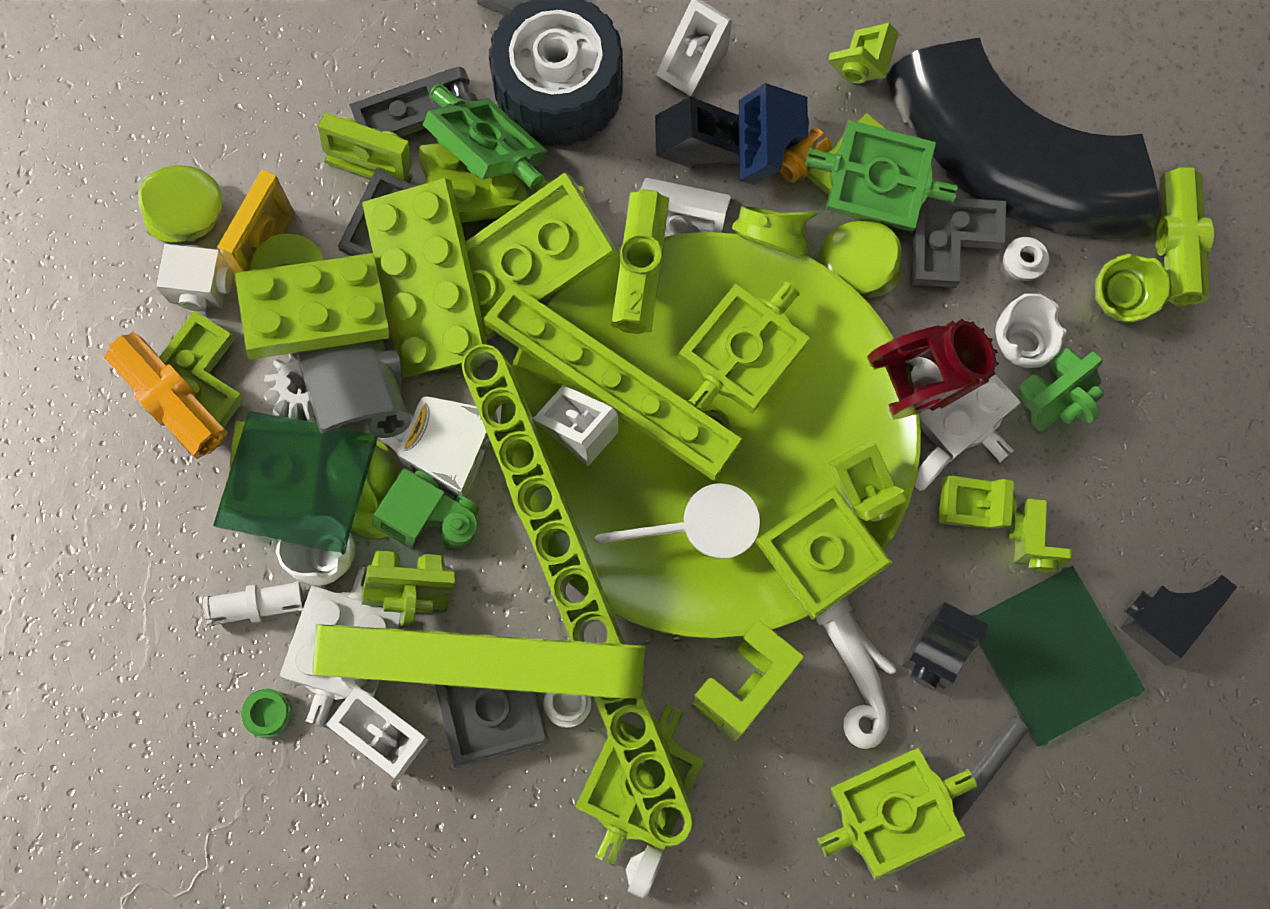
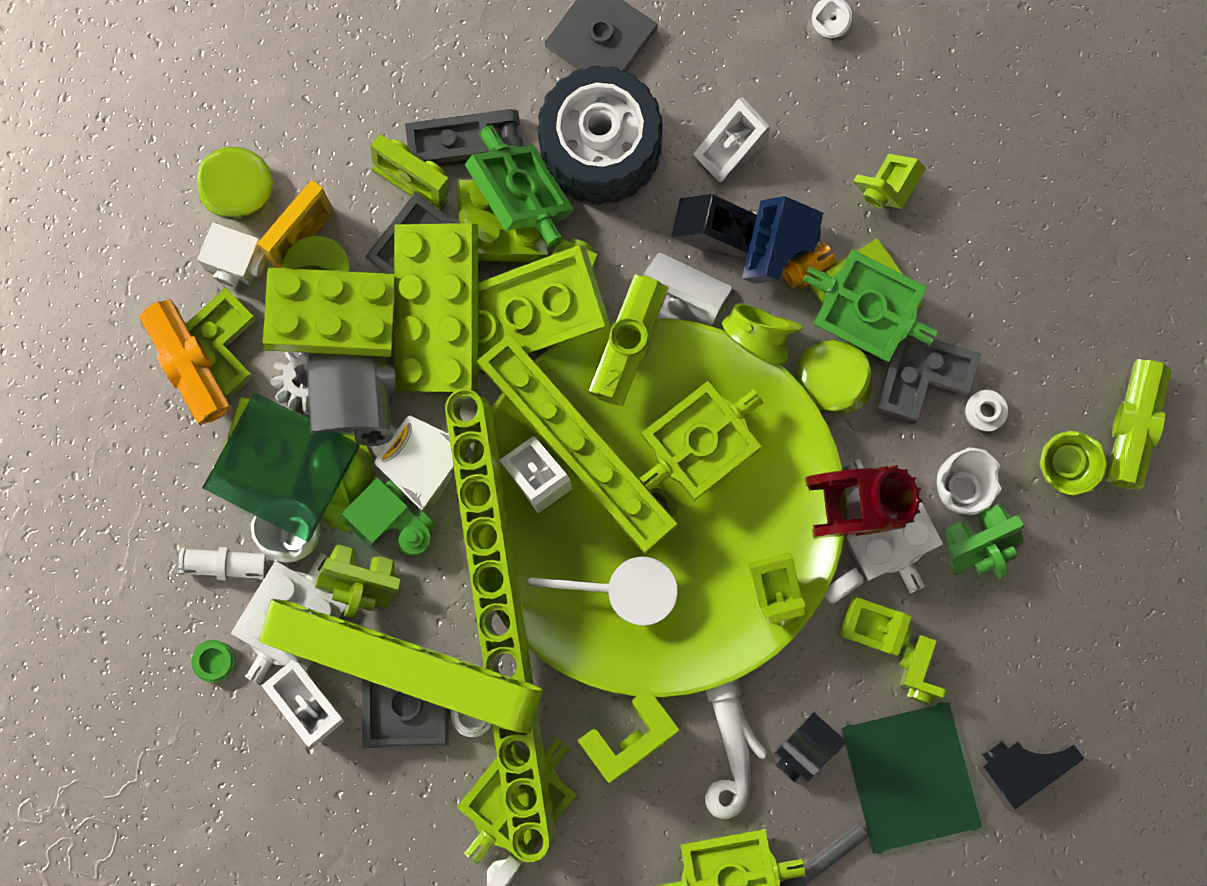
camera: 20 degrees right, 5 degrees up
(823, 552) = (723, 641): lime plate -> none
(1016, 155) = (1003, 313): black brick -> none

